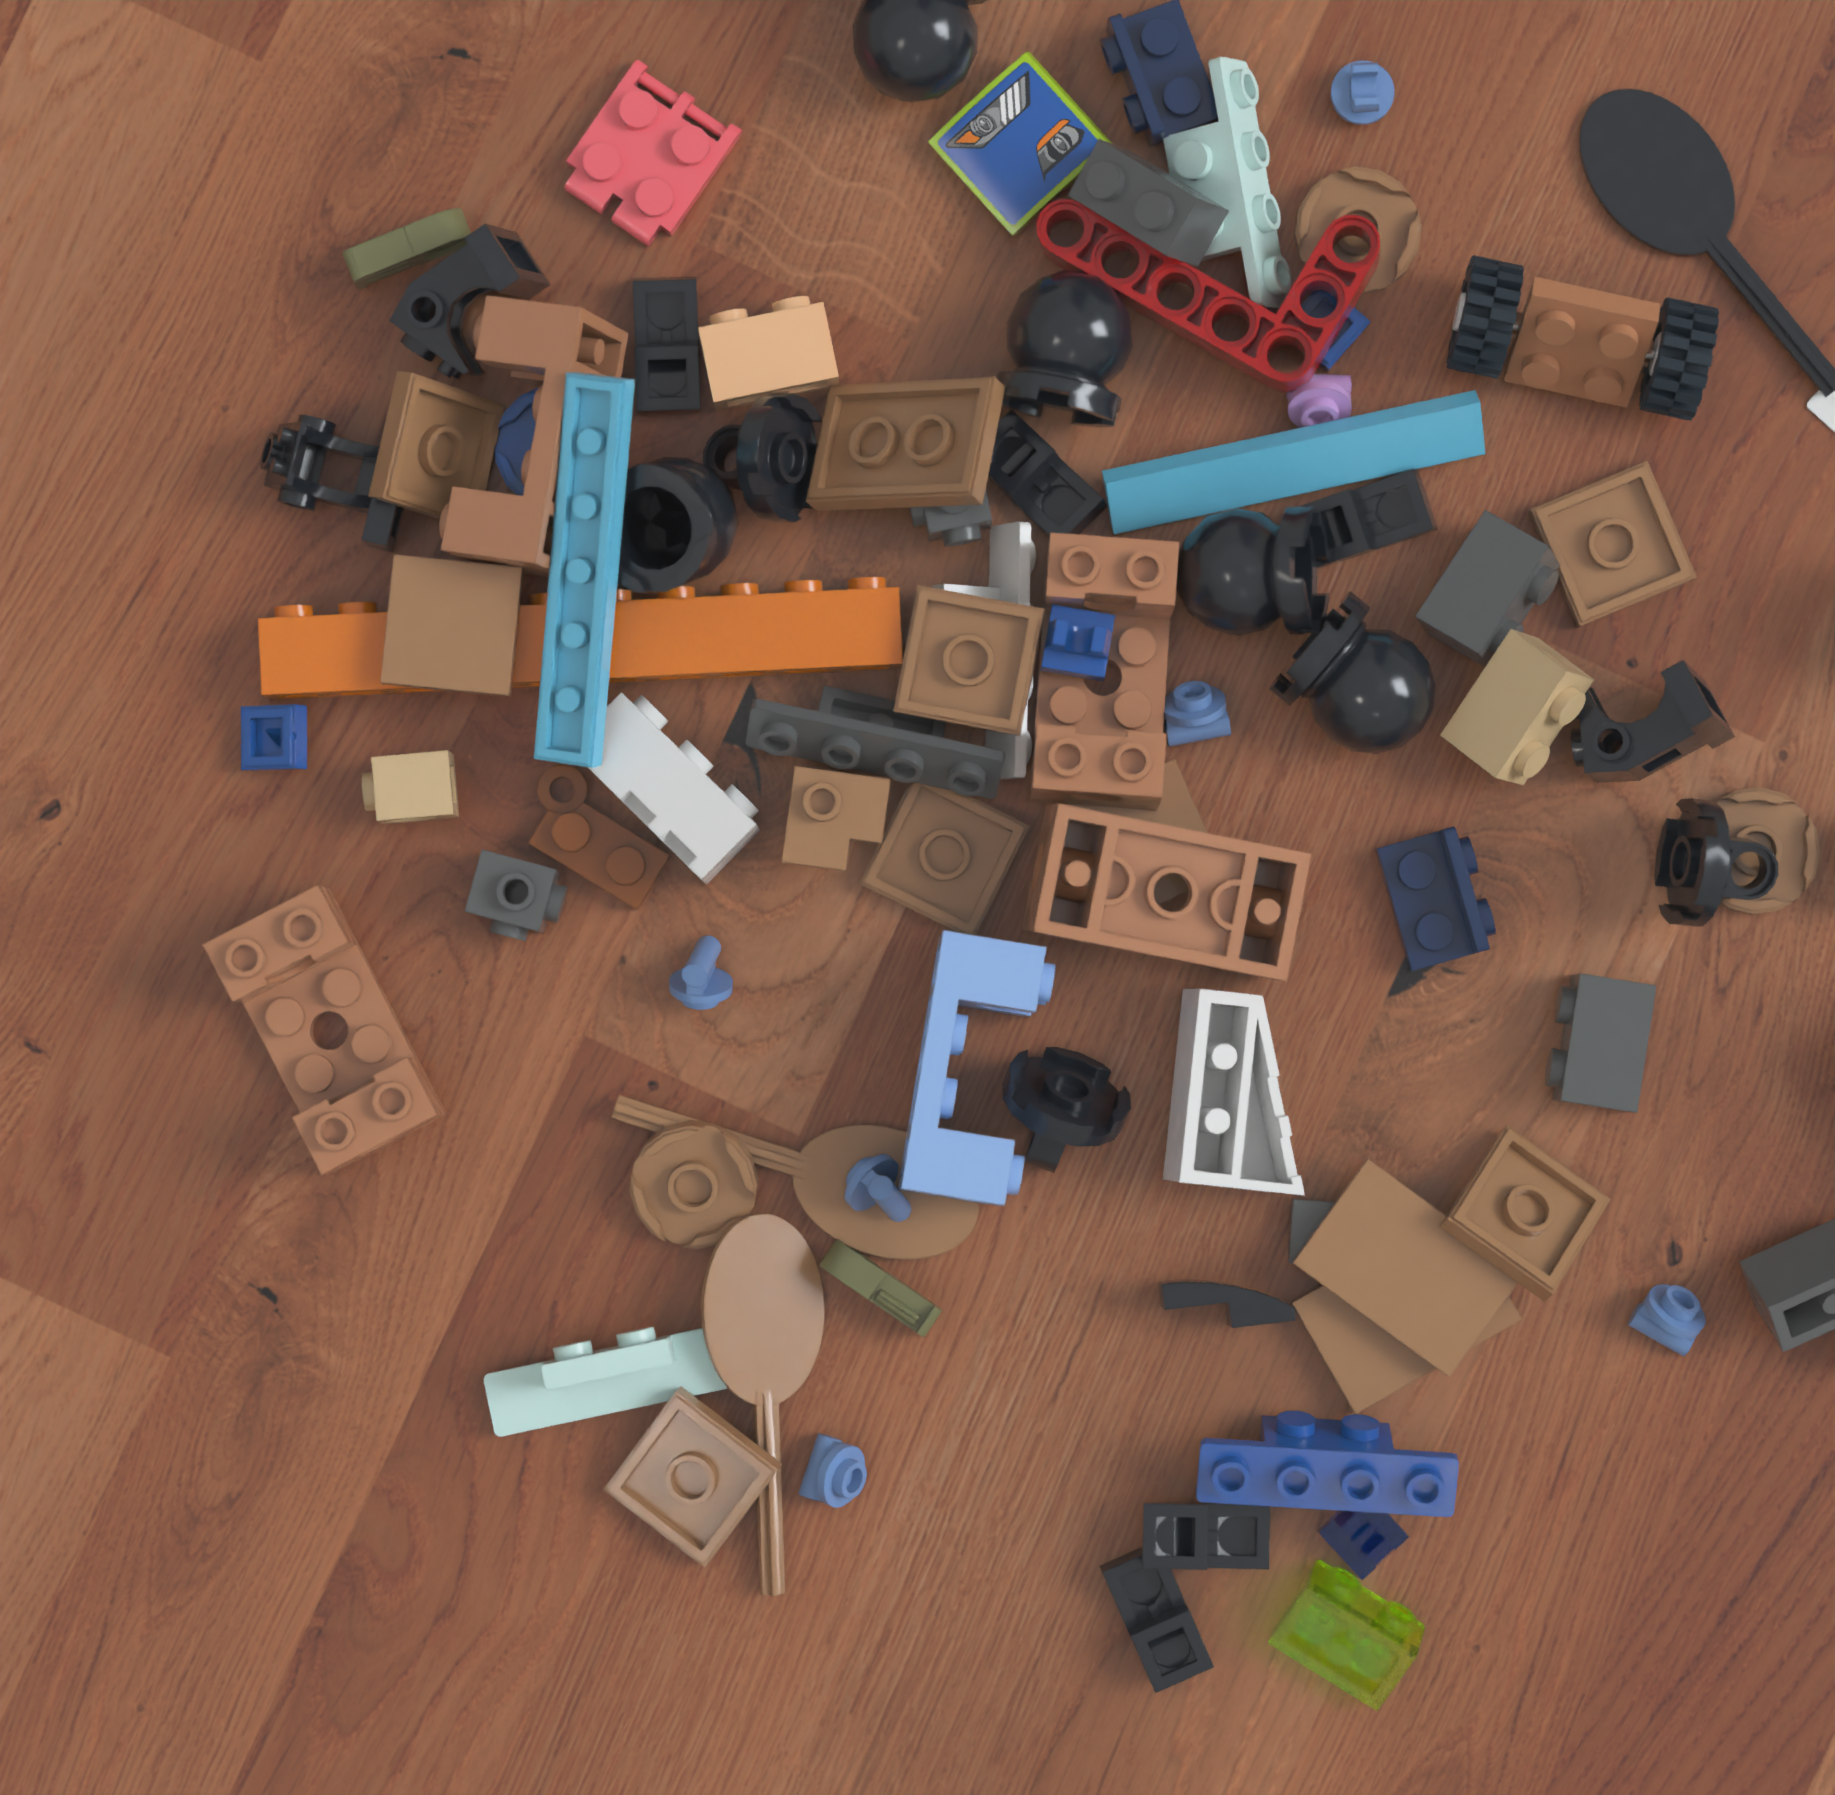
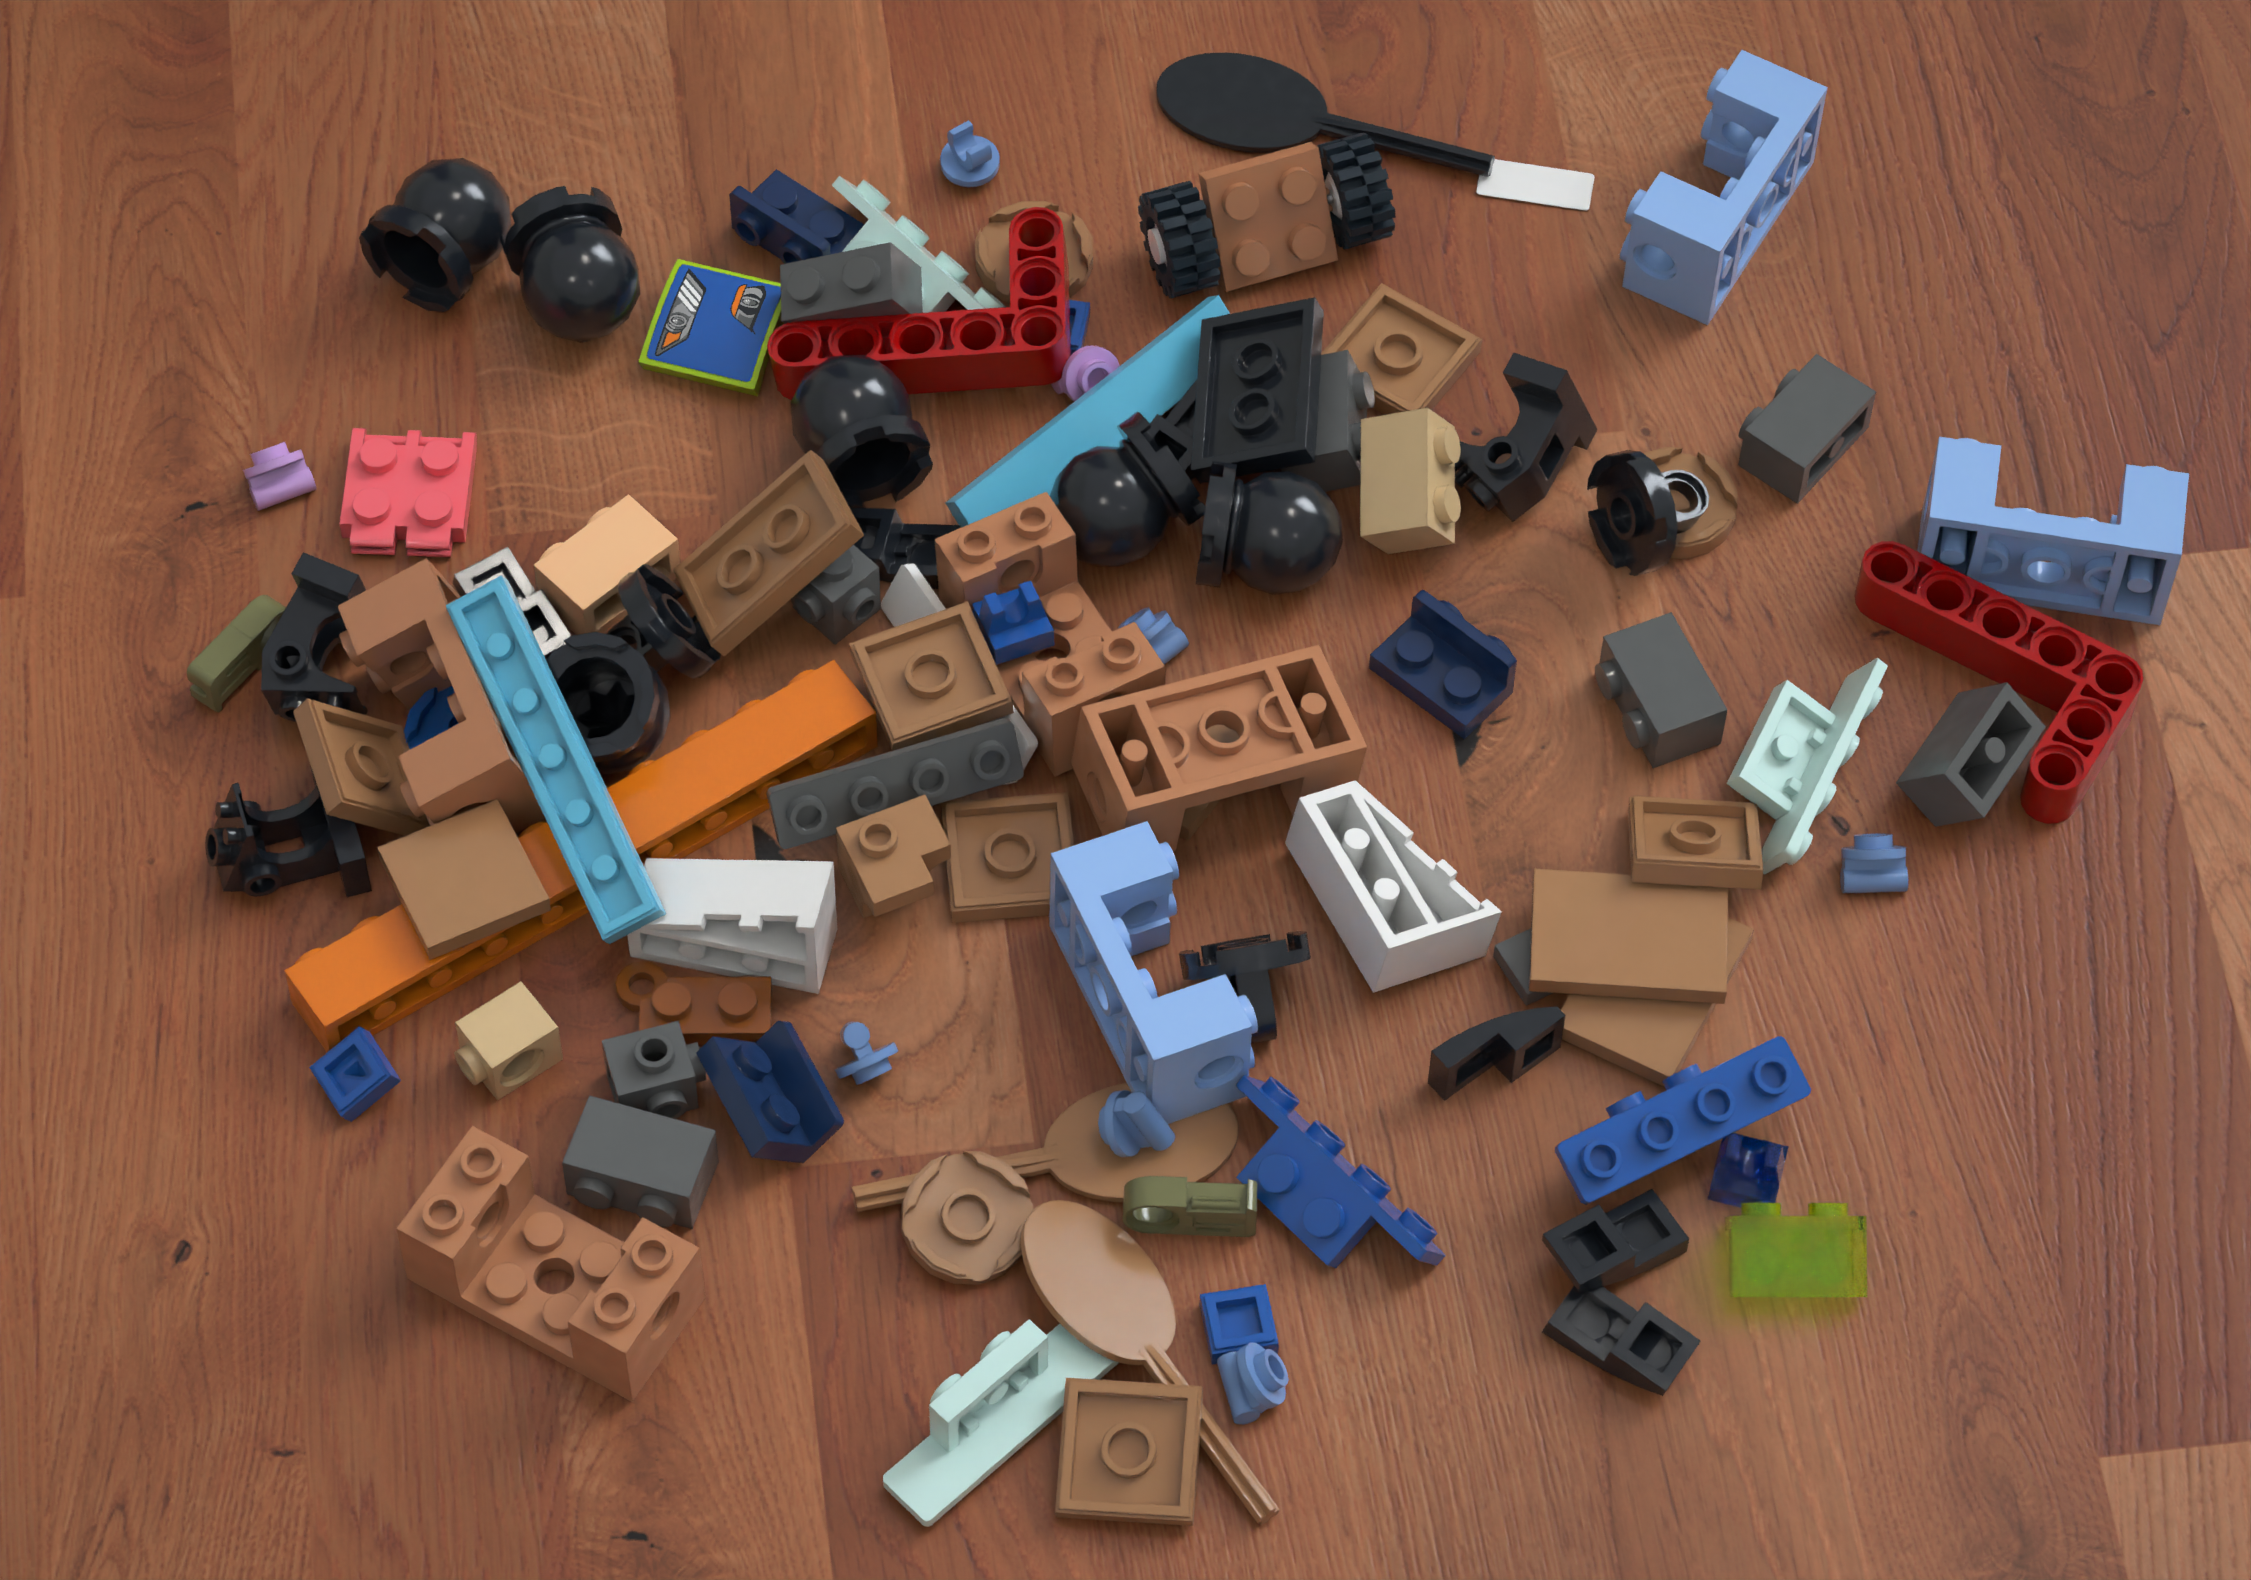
camera: 30 degrees left, 30 degrees down
(454, 972) = (640, 1163): none -> dark grey brick
(542, 70) = (278, 476): none -> lavender plate
(598, 974) = (772, 1093): none -> dark blue bracket
(857, 1410) = (1236, 1319): none -> blue tile
(1001, 1334) = (1318, 1190): none -> blue bracket
(1442, 536) = (1258, 389): none -> black plate
(1677, 1182) = (1797, 754): none -> light aqua bracket

